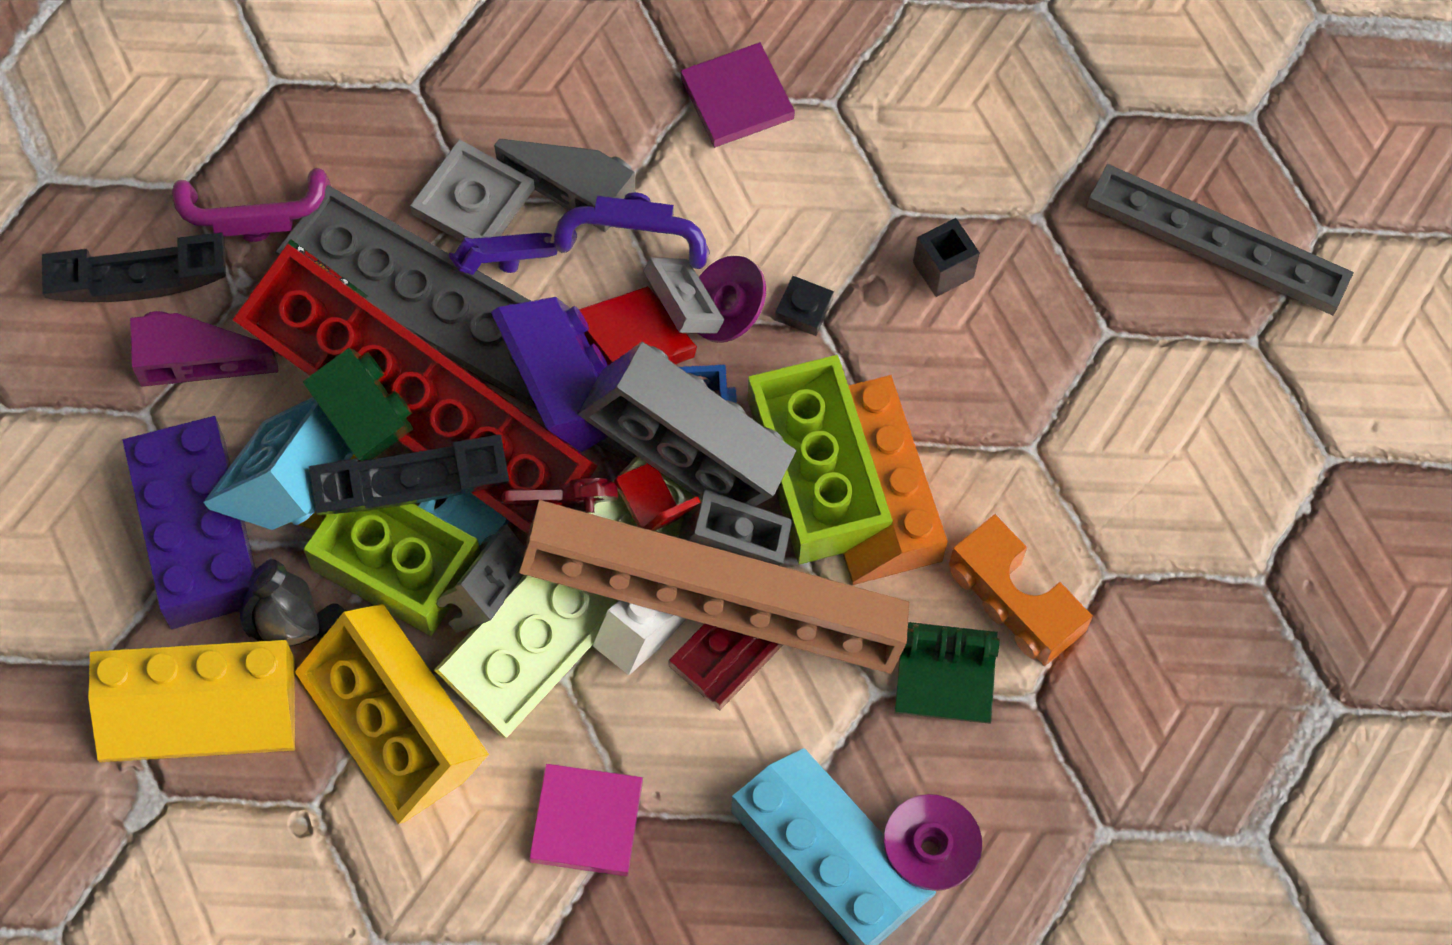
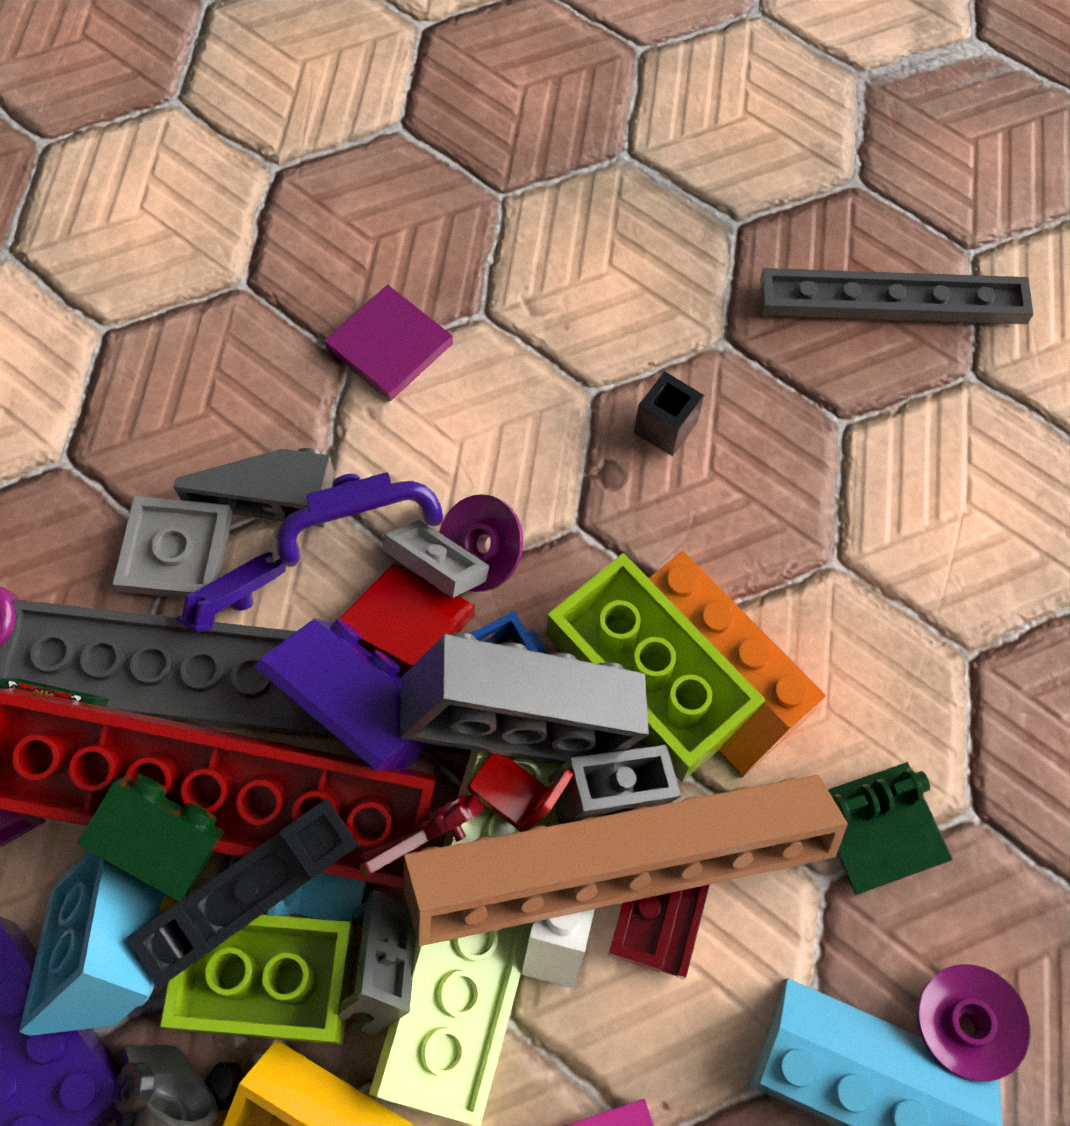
camera: 25 degrees left, 0 degrees up
(804, 305) = (554, 517): black plate -> none
(1041, 623) = (866, 701): orange arch -> none

